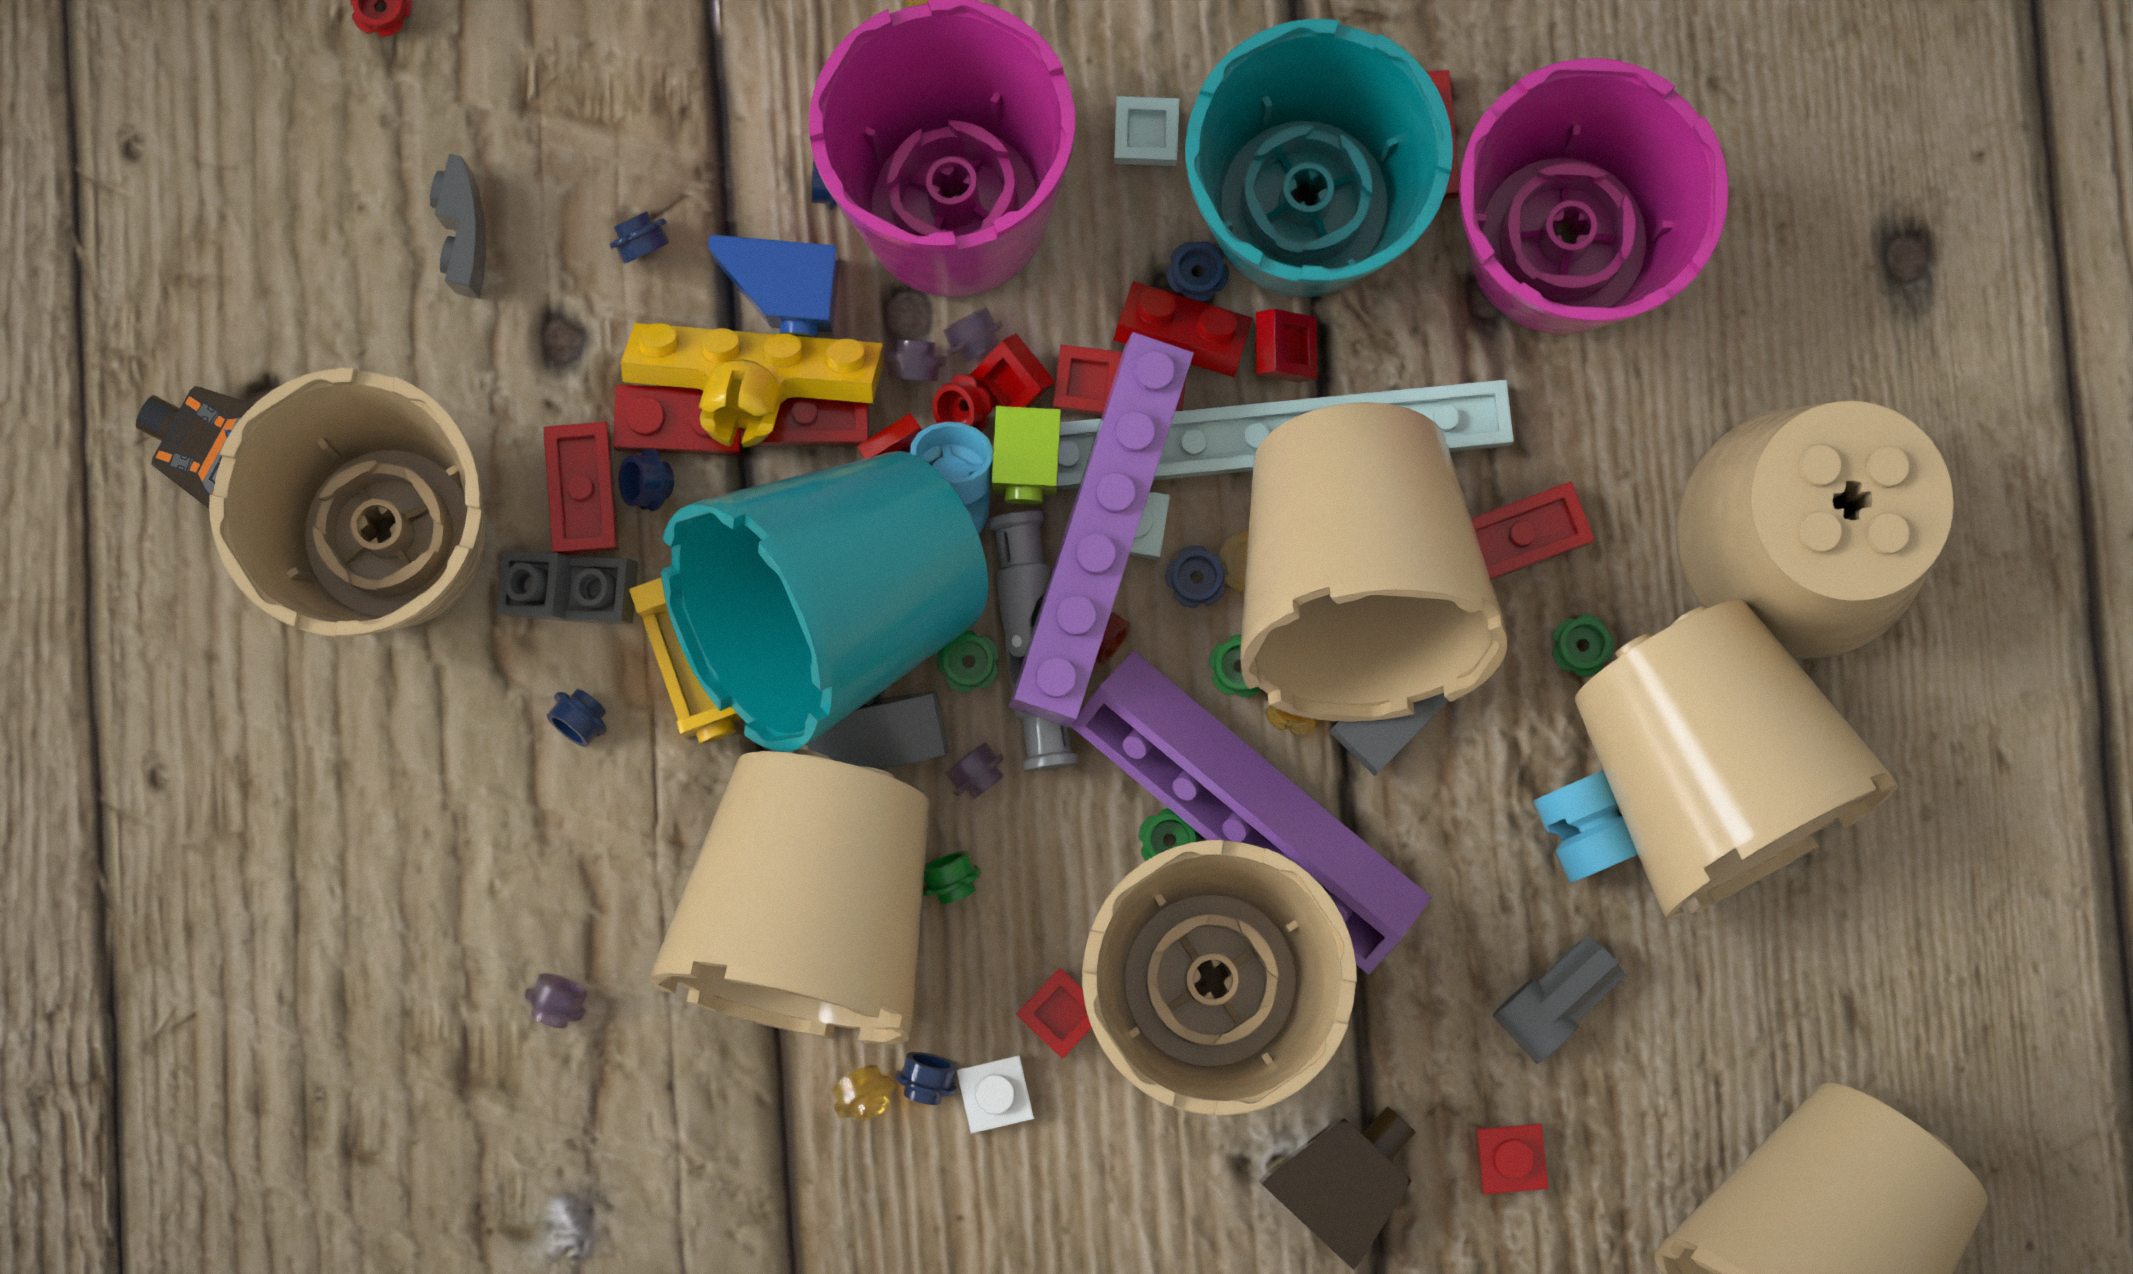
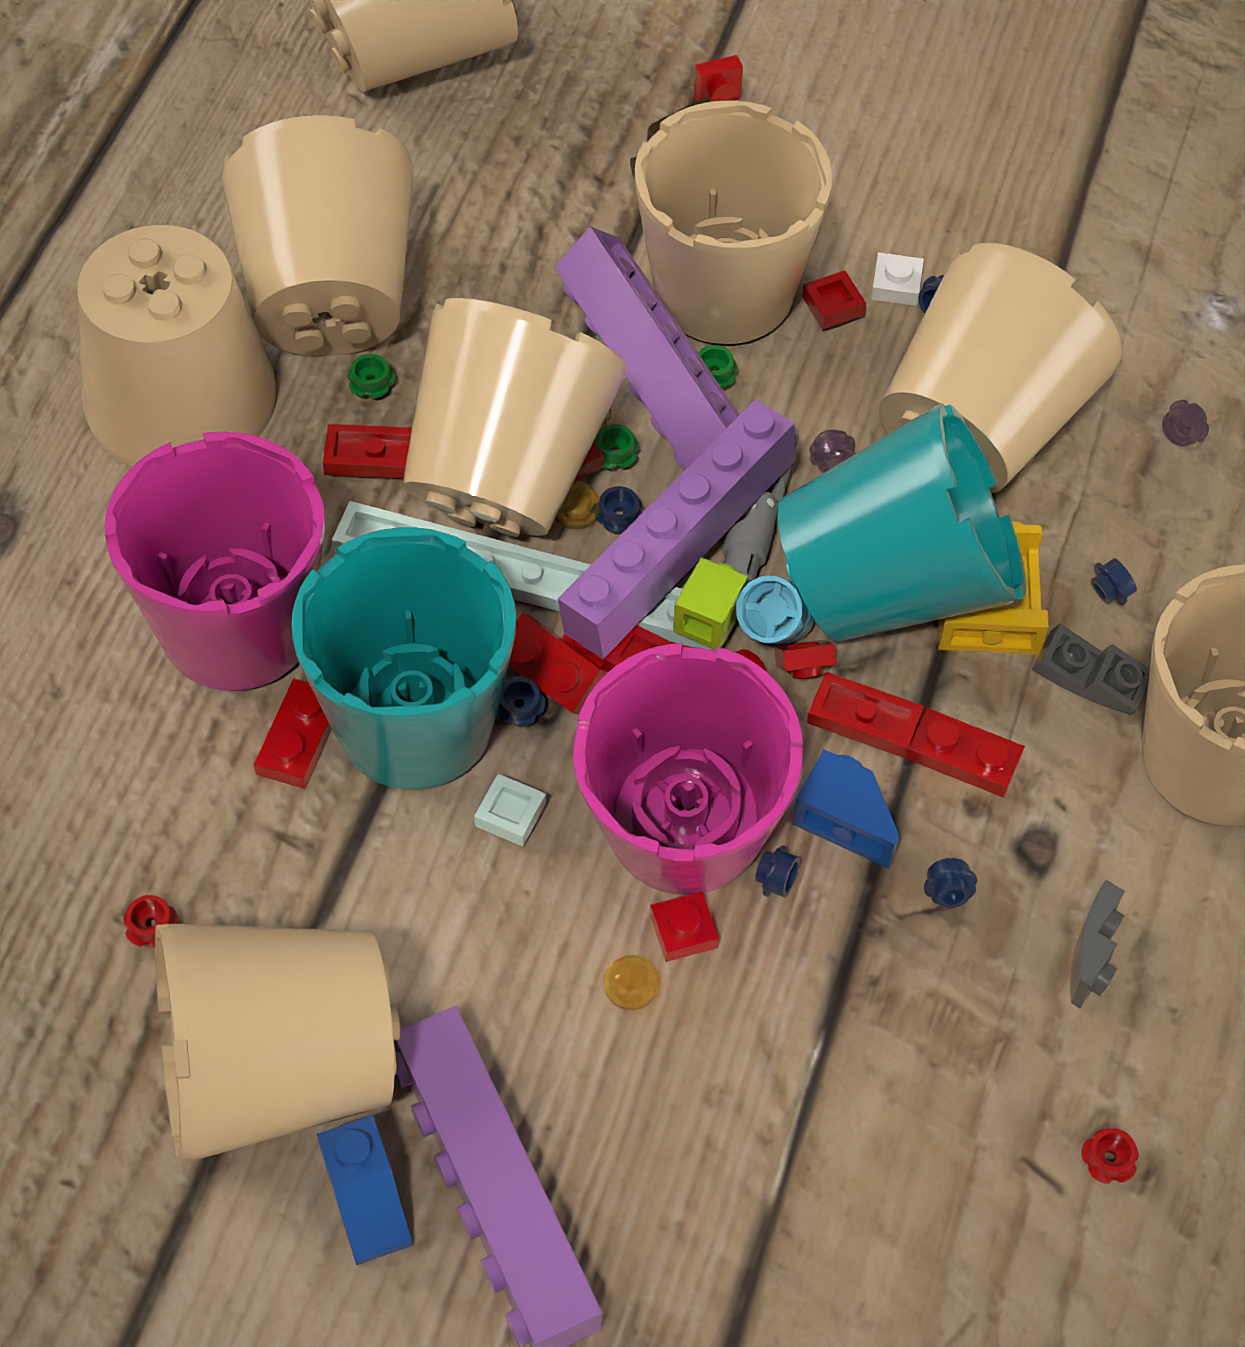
camera: 160 degrees left, 25 degrees down
(581, 488) = (1059, 727): red plate -> none
(645, 480) = (1007, 712): dark blue plate -> none
(750, 372) = (901, 745): yellow plate -> none
(950, 877) = (866, 401): green plate -> none
(1511, 1158) = (574, 138): red plate -> none
(1547, 1009) = (511, 193): dark grey piece -> none
(1587, 825) = (429, 269): medium azure wheel -> none

